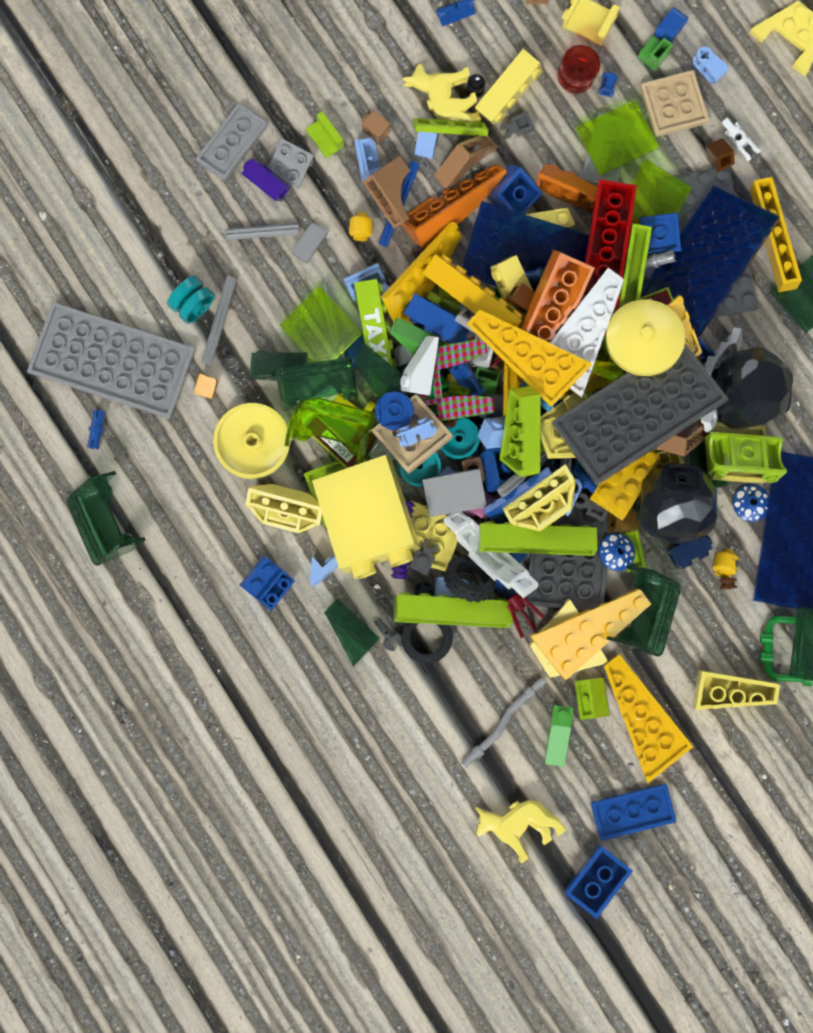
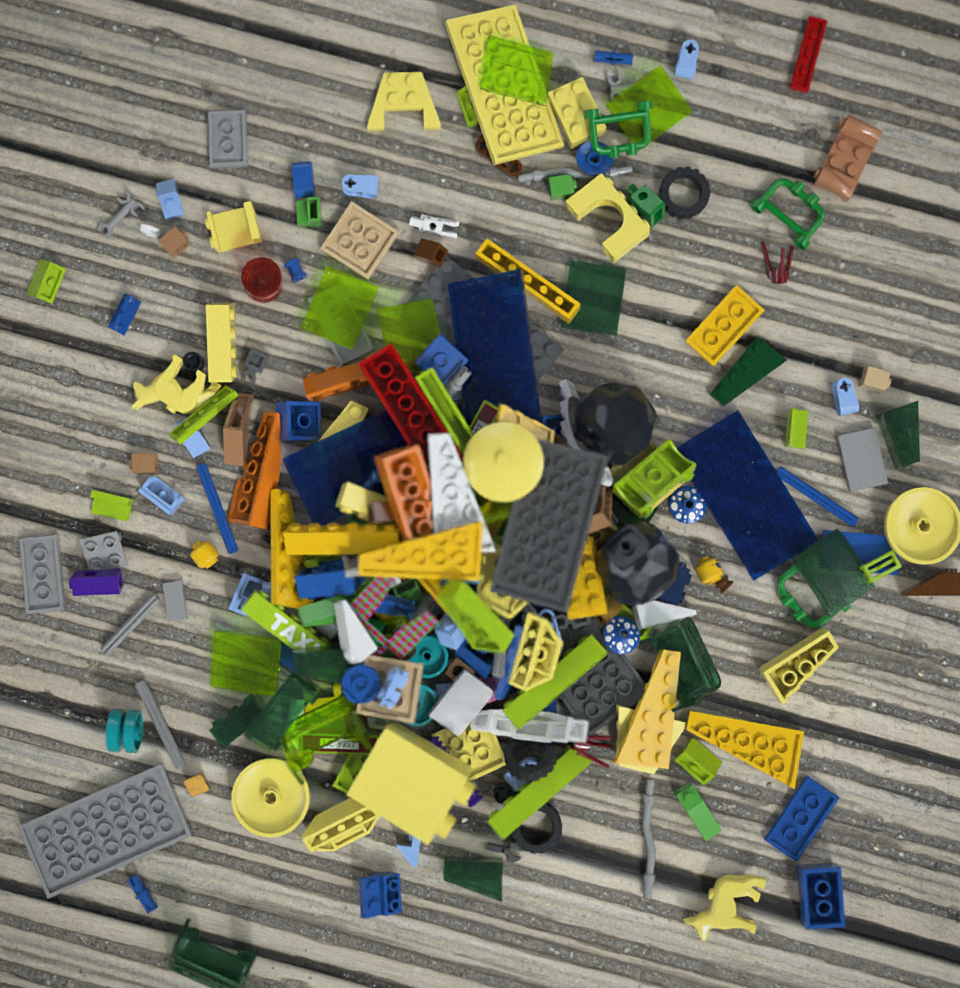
camera: 45 degrees left, 5 degrees up
(386, 190) = (197, 509): medium nougat arch -> none
(423, 560) = (482, 772): dark grey plate -> none
(657, 557) = (659, 613): none -> white slope

